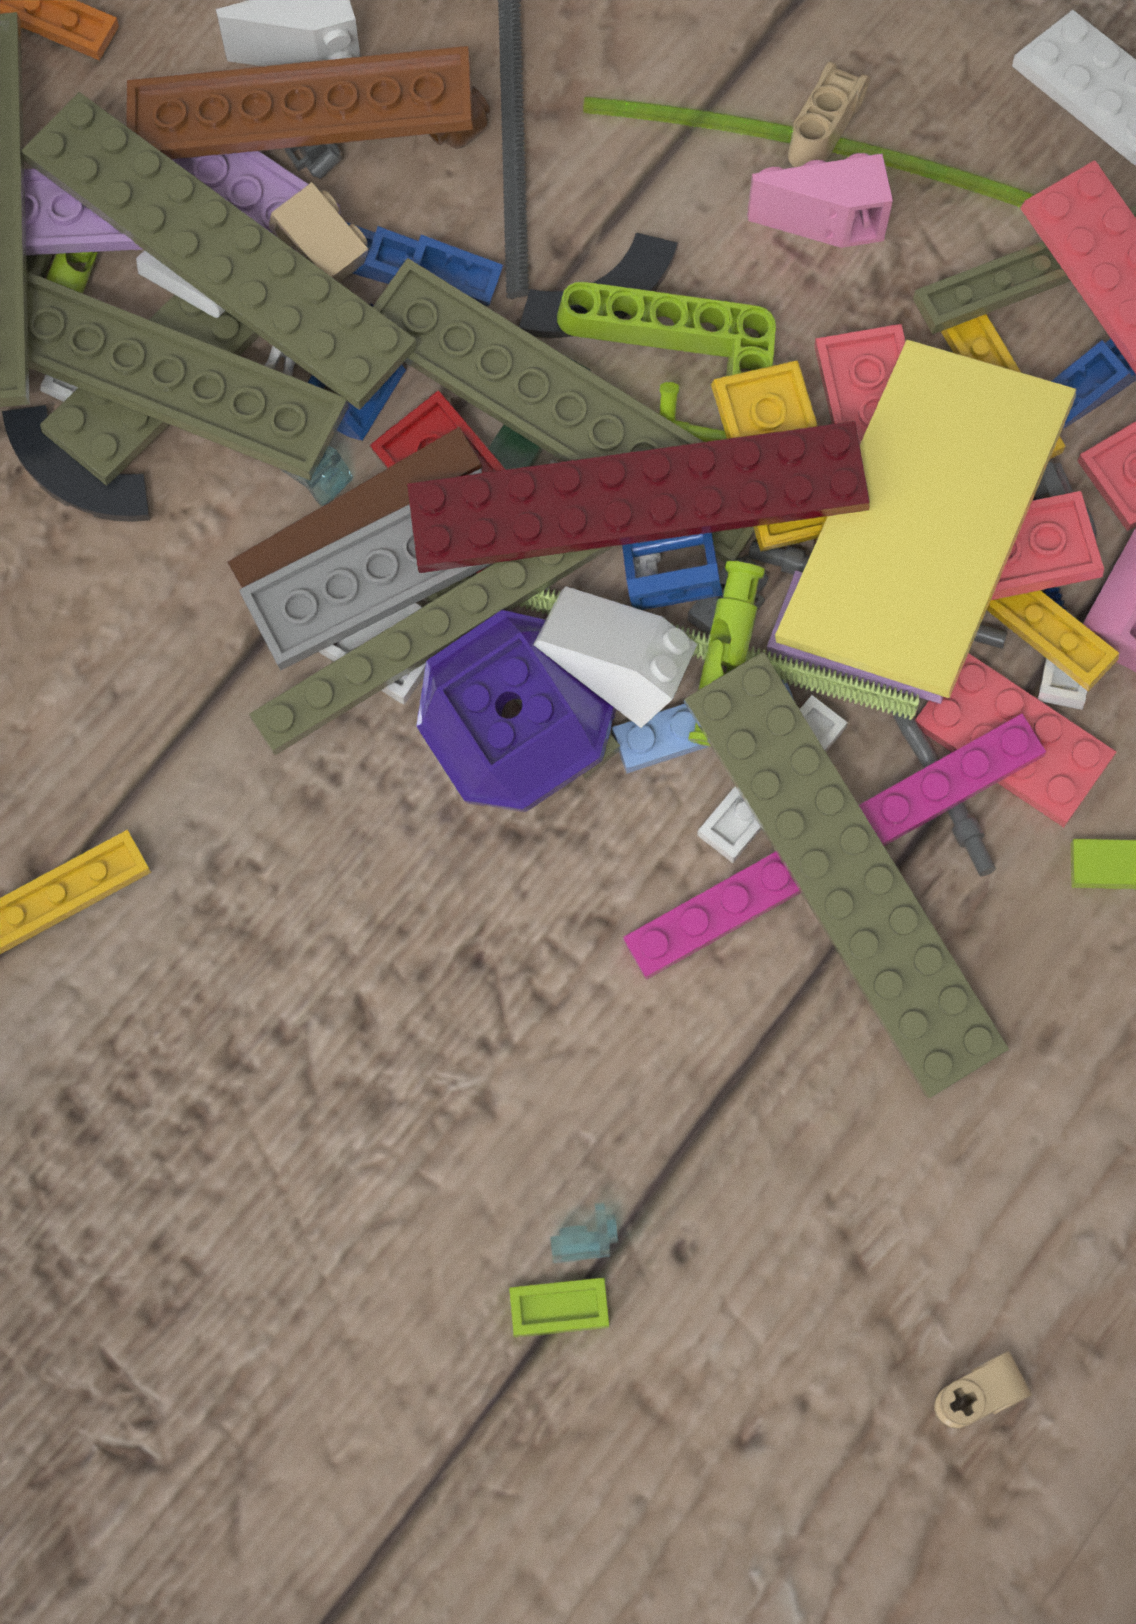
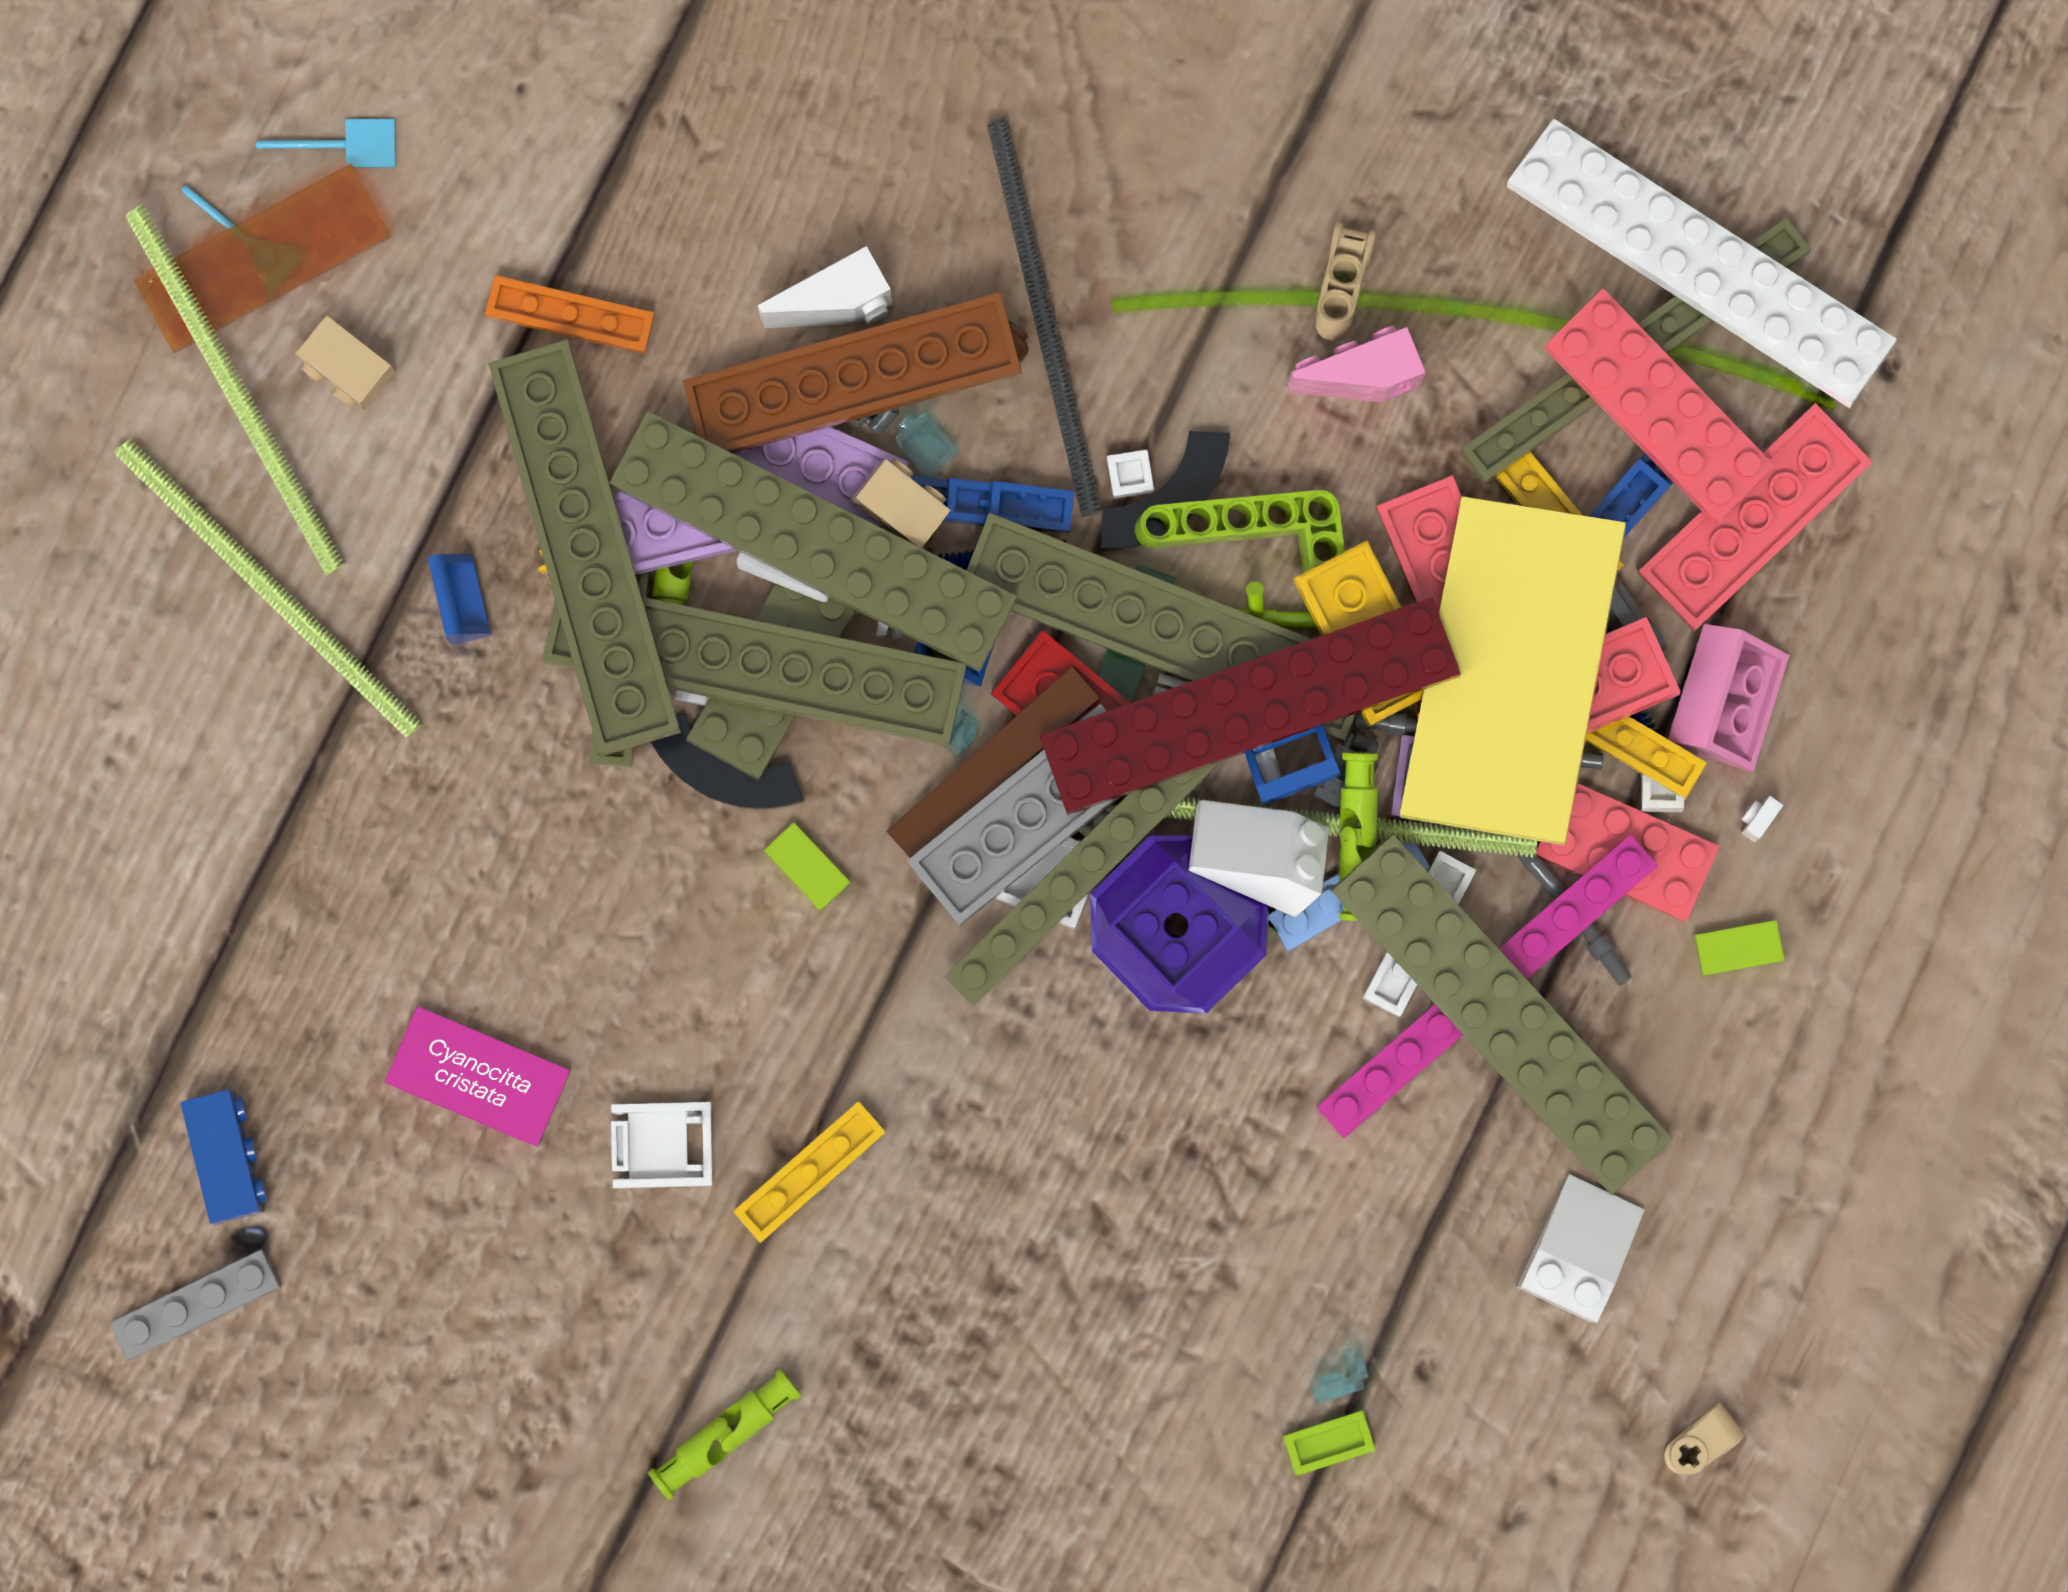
camera: 15 degrees left, 10 degrees up
(136, 584) = (807, 867): none -> lime tile
(361, 193) = (925, 443): none -> clear light blue bracket
(565, 261) = (1130, 474): none -> white plate
(883, 1151) = (1581, 1249): none -> white slope

